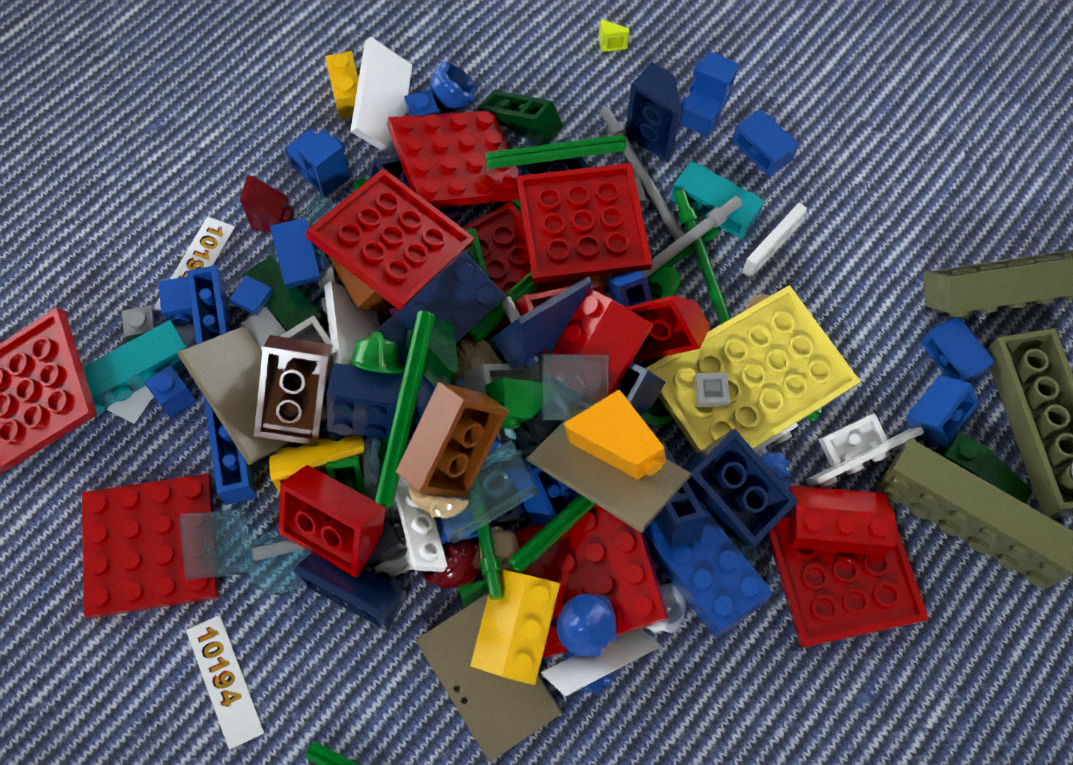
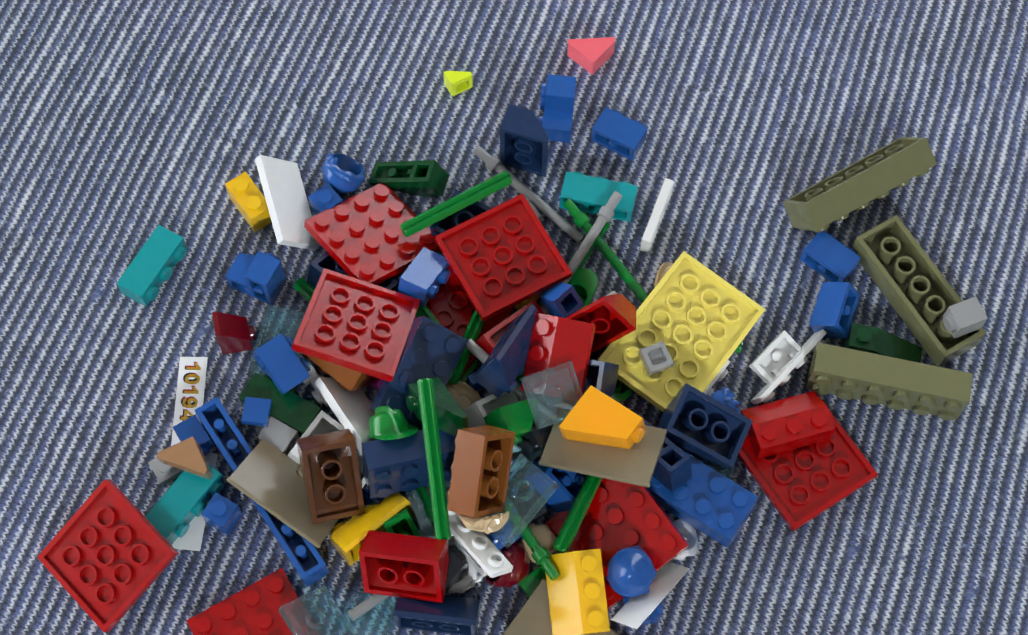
camera: 20 degrees left, 0 degrees up
(155, 314) = (186, 457): none -> medium nougat slope
(219, 115) = (152, 265): none -> teal brick
(489, 215) = (424, 276): none -> brick
(767, 51) = (591, 52): none -> coral slope

